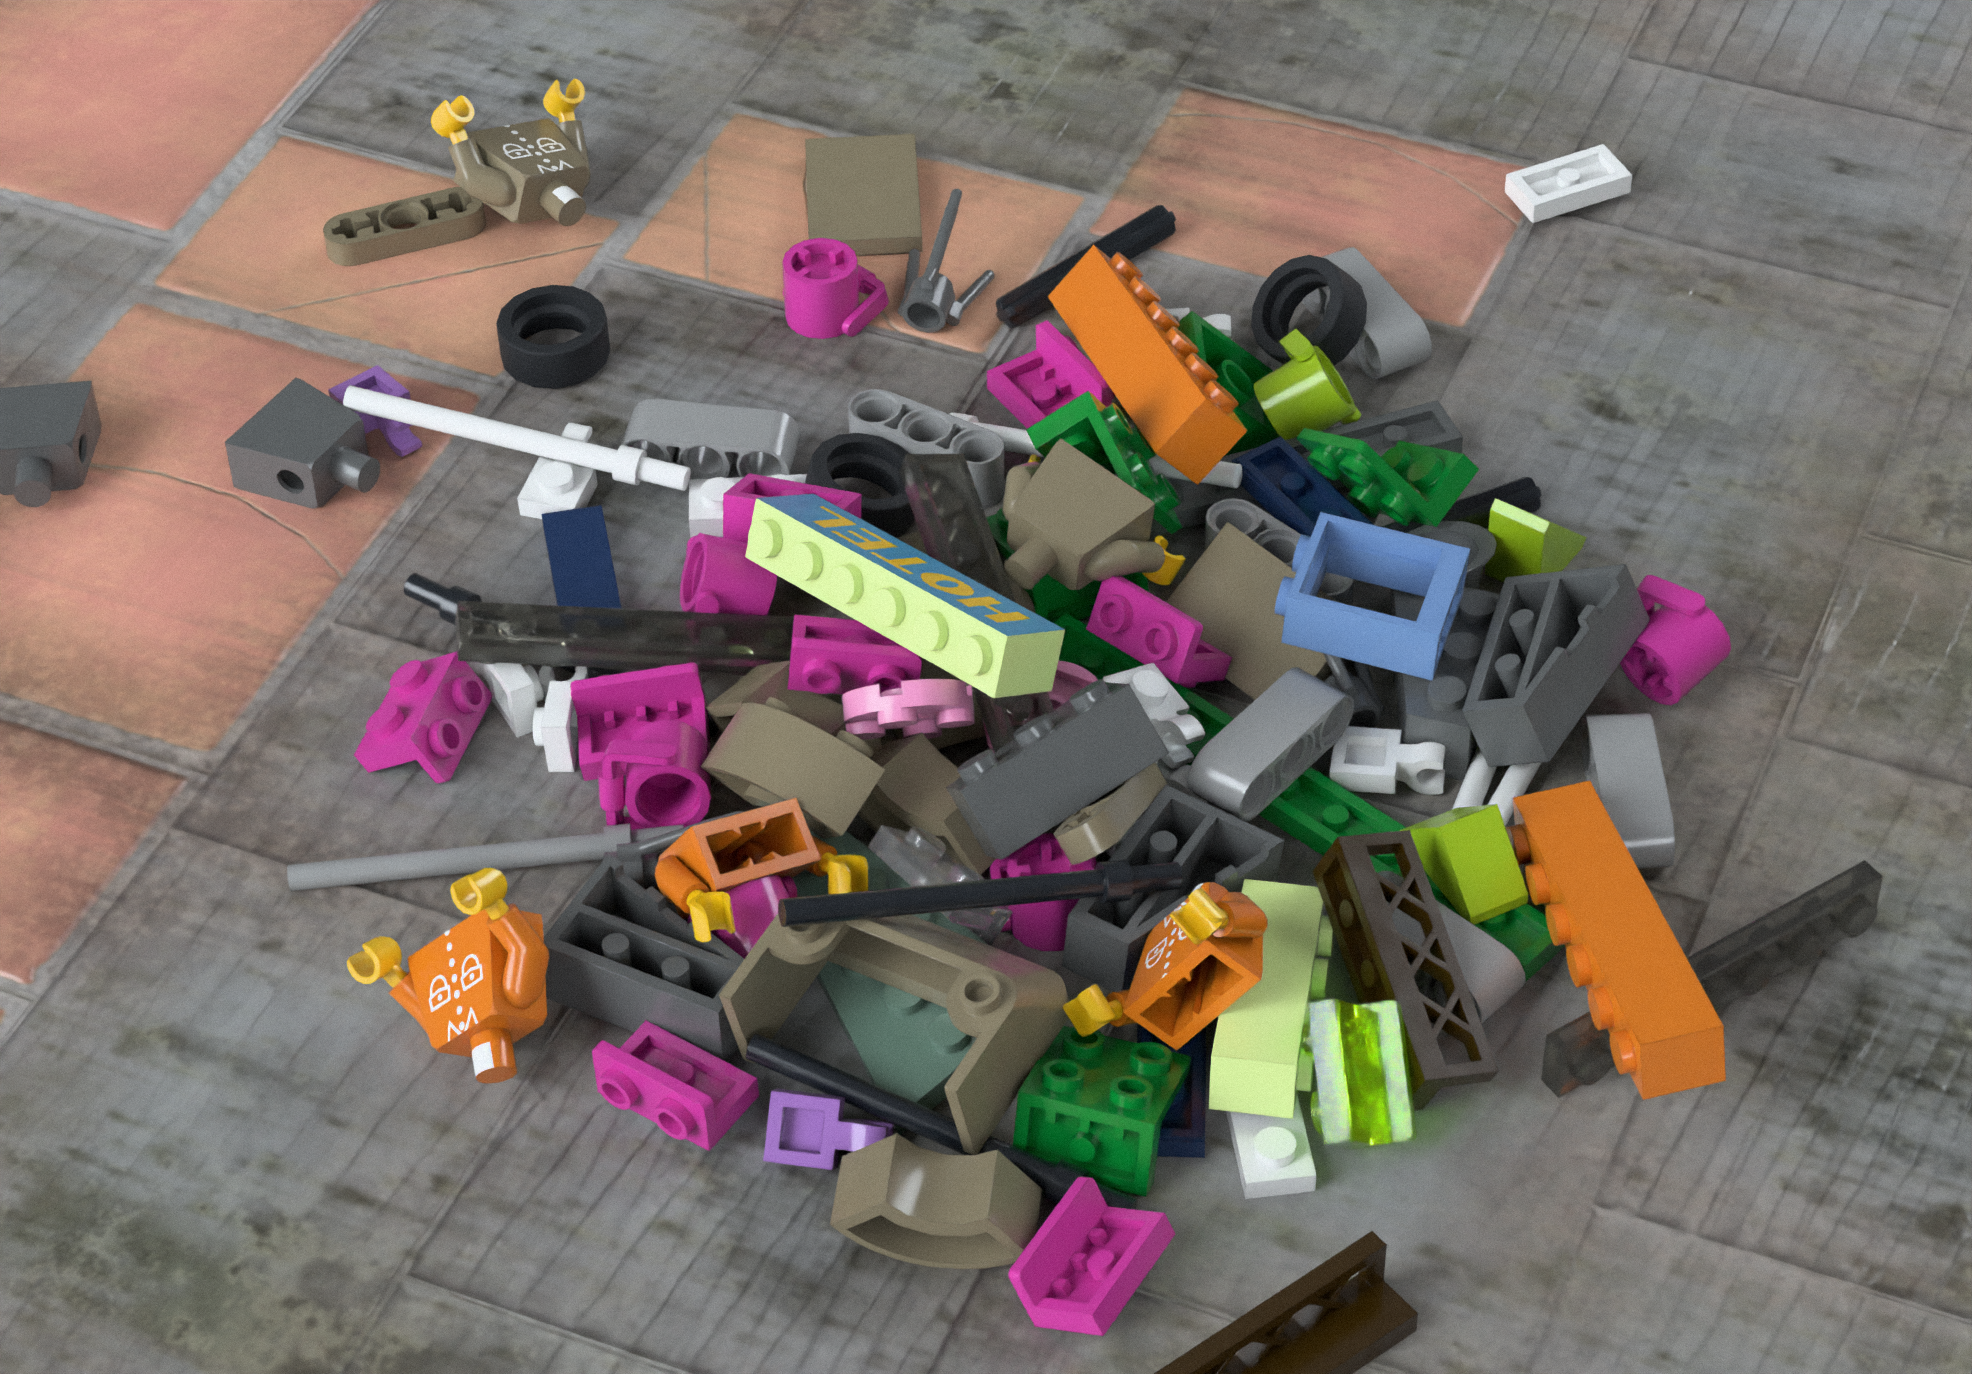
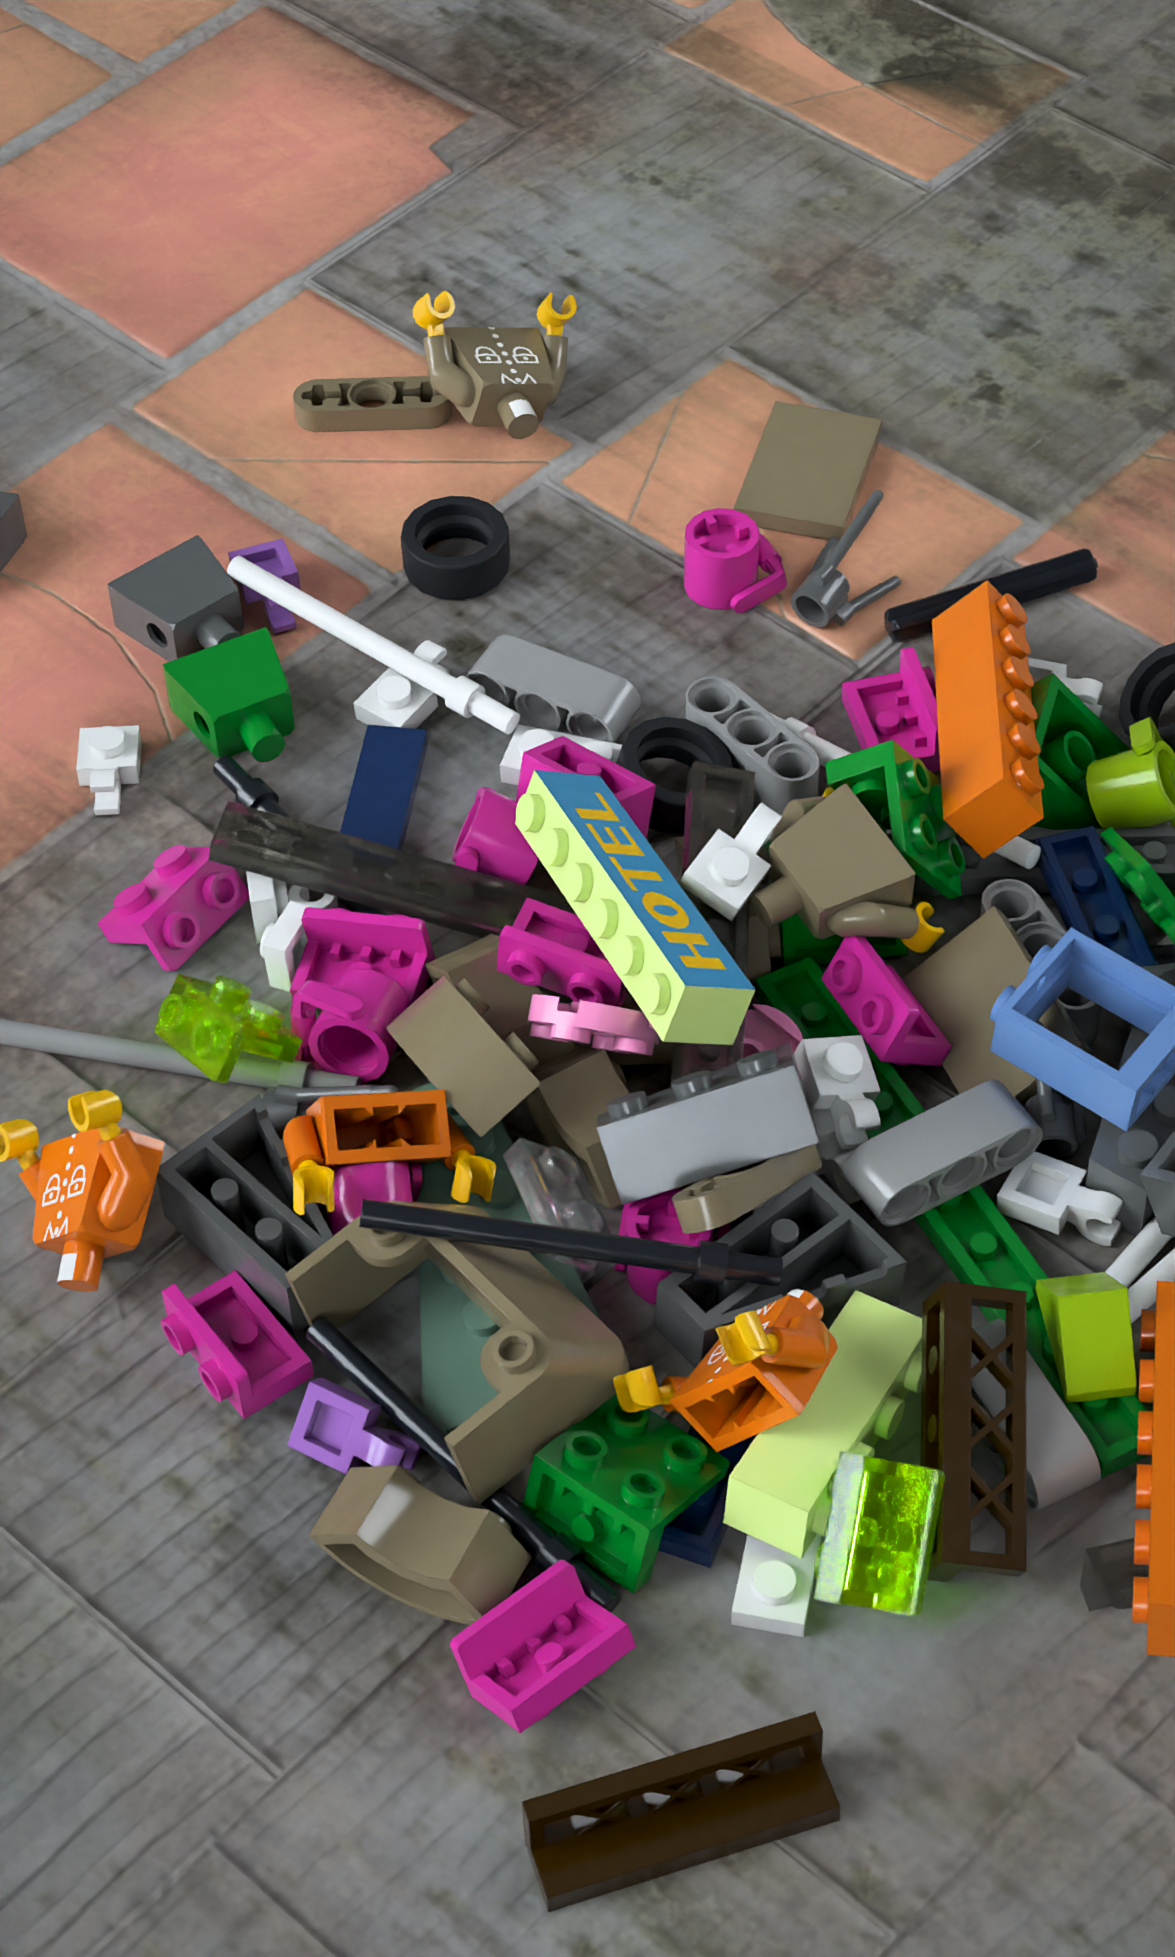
camera: 20 degrees right, 5 degrees up
(292, 607) = (106, 760): none -> white plate
(396, 519) = (233, 696): none -> green torso
(528, 814) = (218, 1021): none -> clear neon green bracket
(977, 540) = (729, 868): none -> white plate

